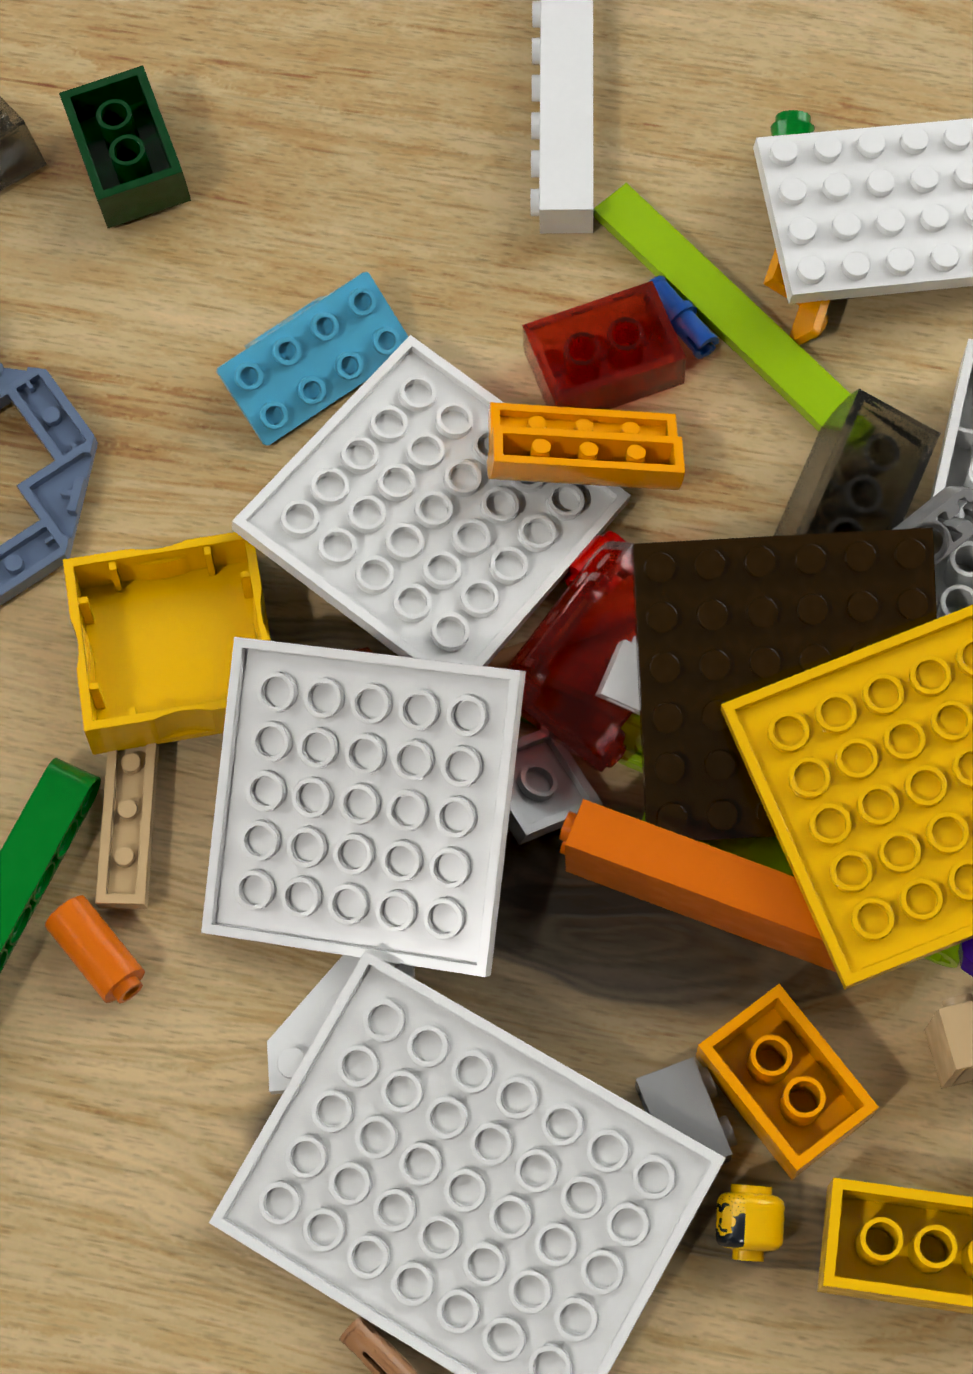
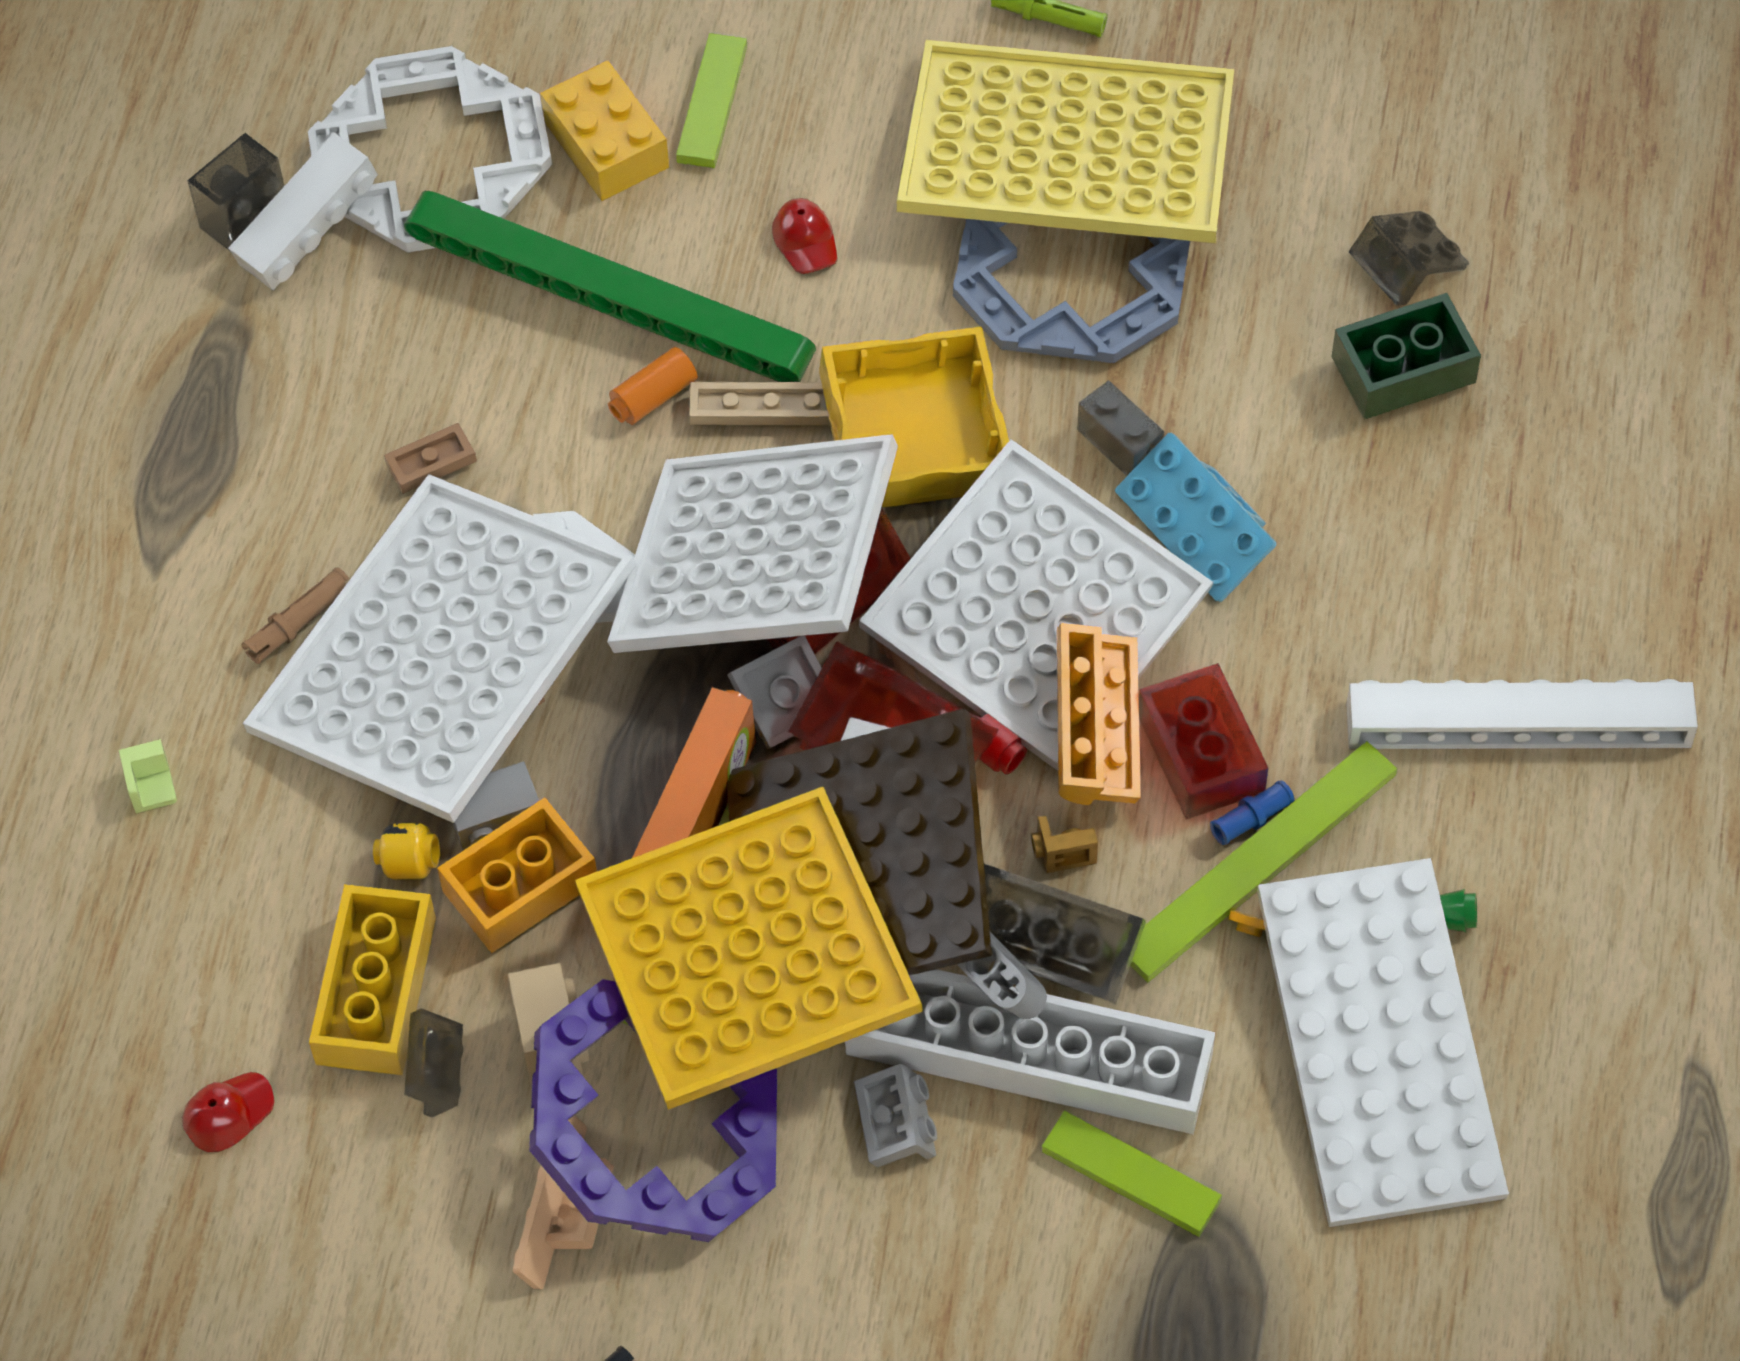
camera: 85 degrees right, 10 degrees down
(180, 1224) = (432, 455): none -> medium nougat plate
(198, 430) = (1117, 427): none -> clear smoke brick
(729, 498) = (1064, 851): none -> pearl gold bracket

